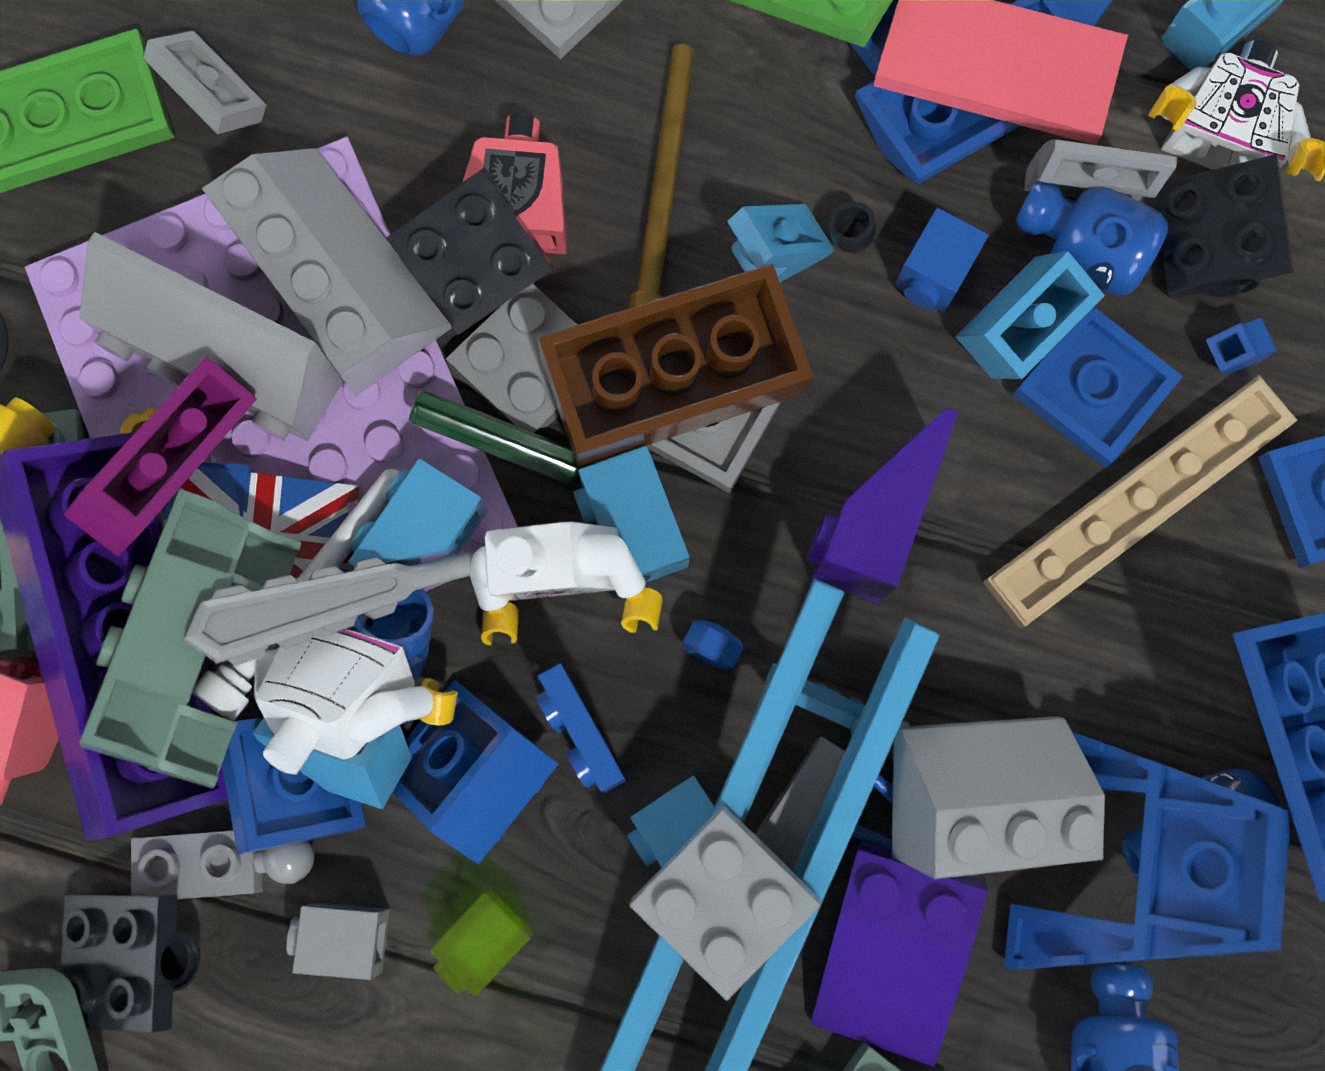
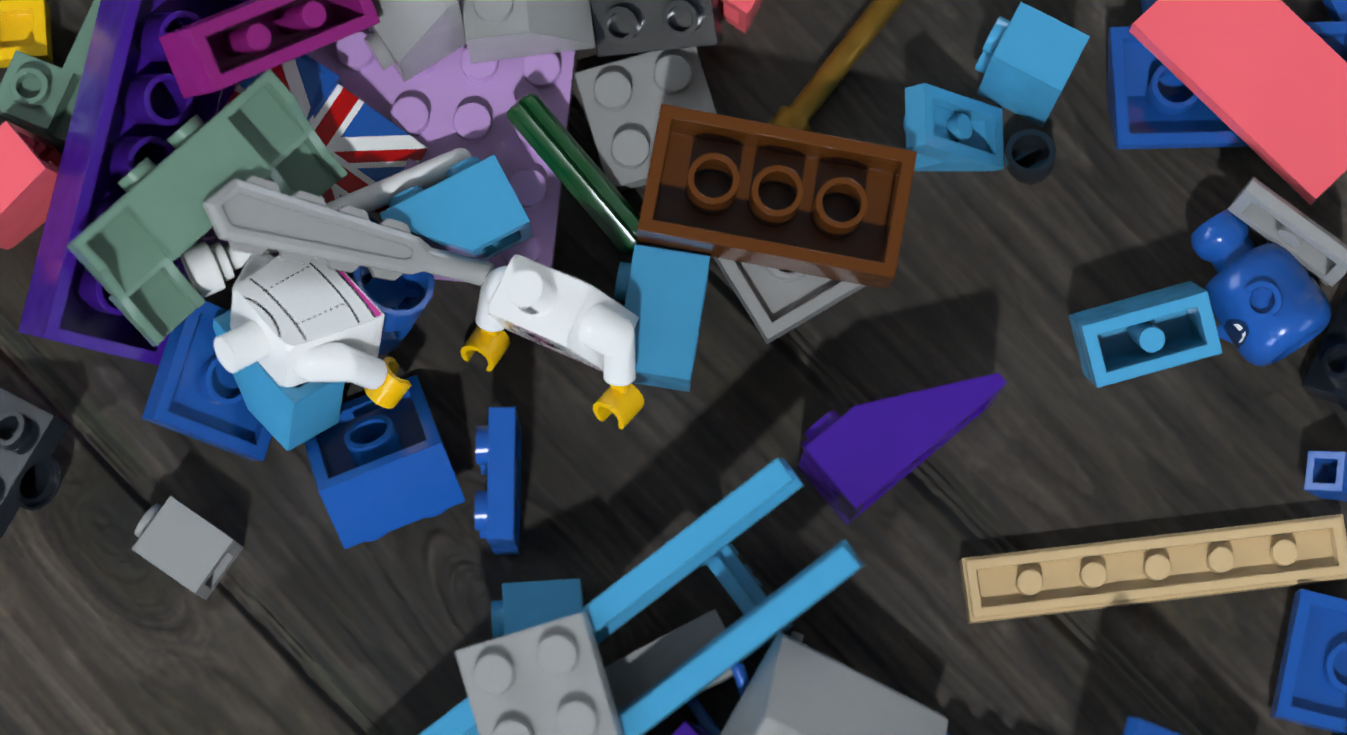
camera: 30 degrees right, 0 degrees up
(211, 866) = (111, 418): light grey plate -> none
(480, 944) = (306, 621): clear neon green brick -> none
(713, 644) = (668, 474): blue tile -> none
(814, 148) = (1029, 62): none -> dark azure brick
(940, 261) = (1094, 235): blue brick -> none
(1098, 387) = (1176, 436): blue plate -> none

